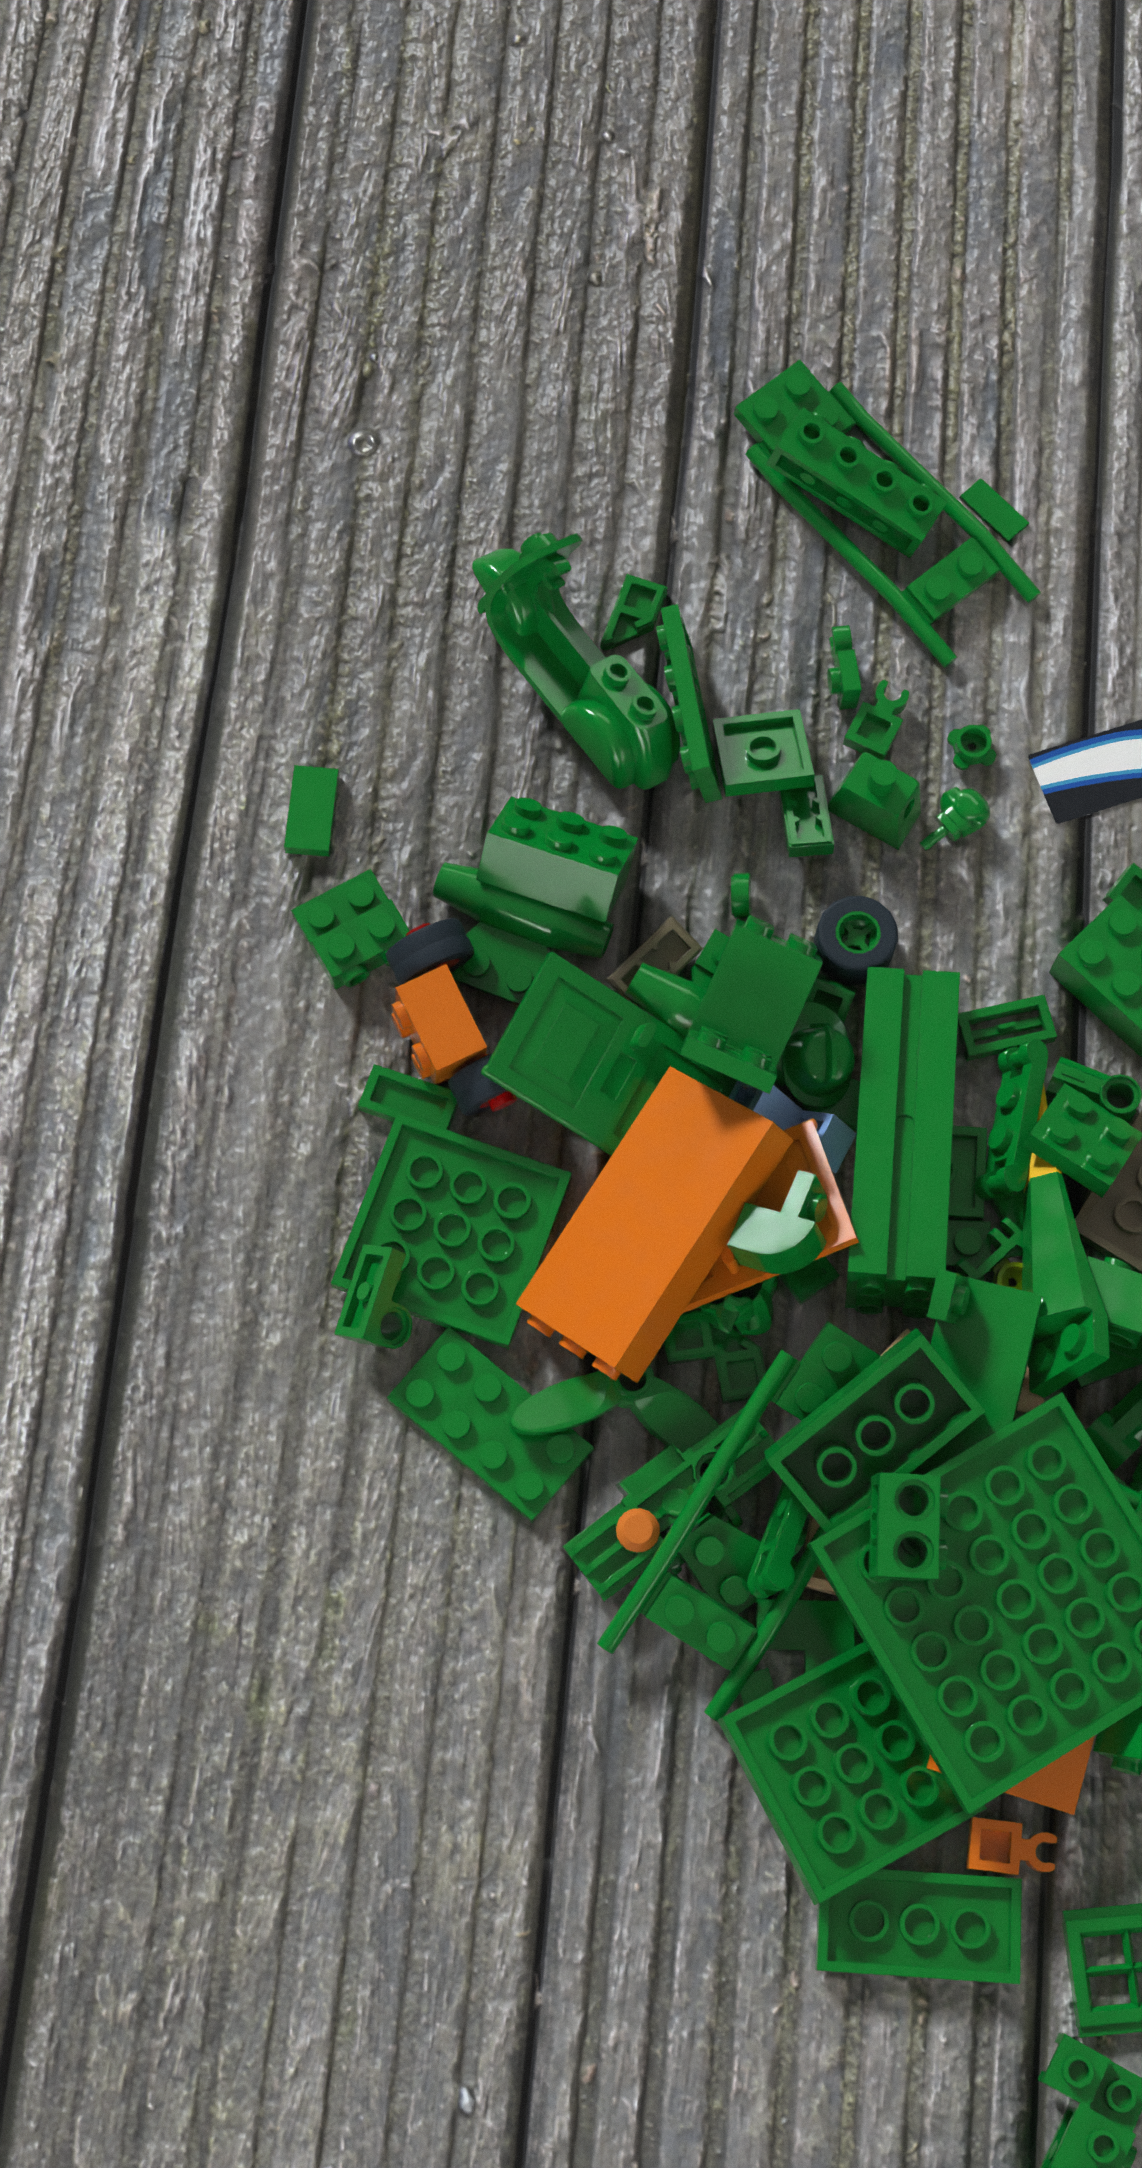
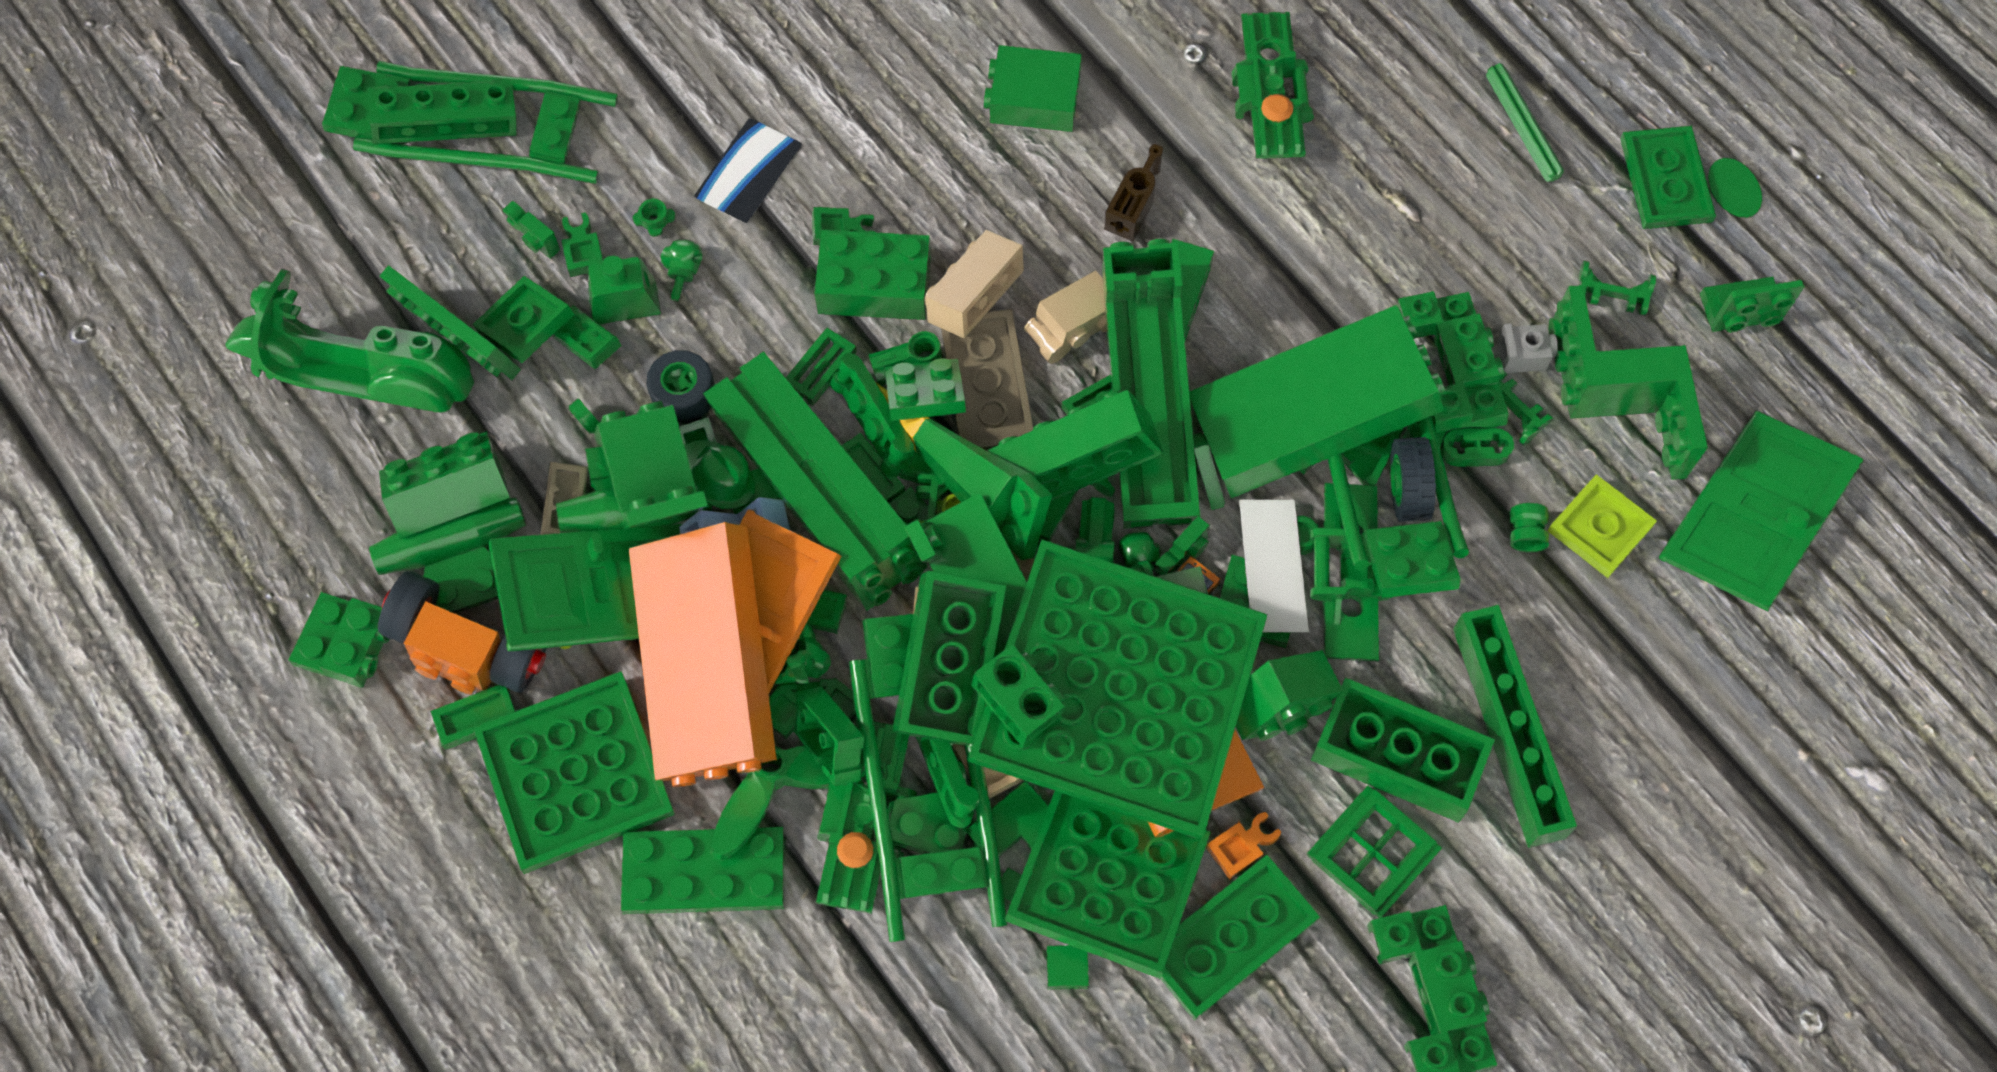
camera: 40 degrees left, 5 degrees down
(311, 811) = (248, 588): green tile -> none
(368, 1310) = (561, 864): green plate -> none
(634, 611) = (362, 299): green tile -> none
(704, 1401) = (828, 735): none -> green piece
(739, 1812) = (1067, 968): none -> green tile
(782, 1239) = (792, 592): brick -> none
(994, 510) = (545, 68): green window -> none

